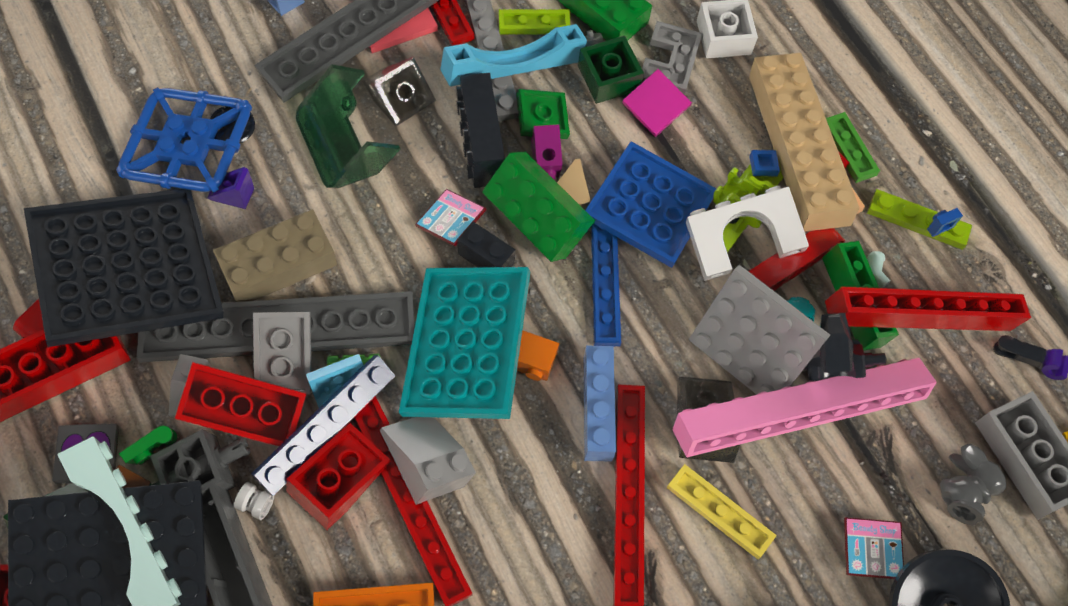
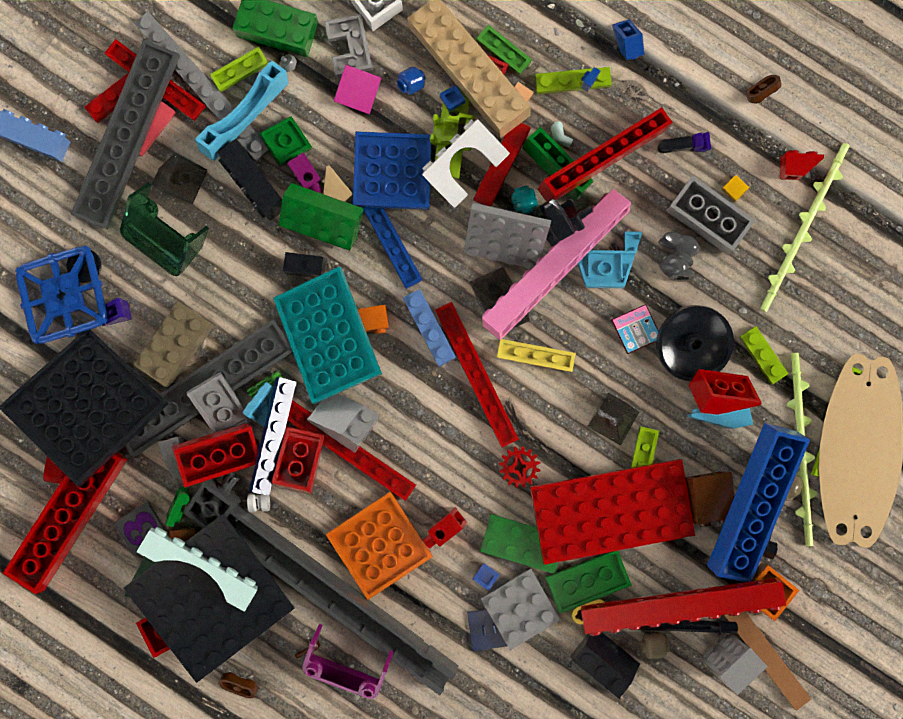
camera: 20 degrees left, 20 degrees up
(450, 216) = (267, 253): piece -> none
(610, 69) = (313, 81): dark green brick -> none
(724, 124) = (411, 80): none -> blue head
(870, 451) = (609, 267): none -> medium azure wing
(1009, 208) = (629, 39): none -> blue slope

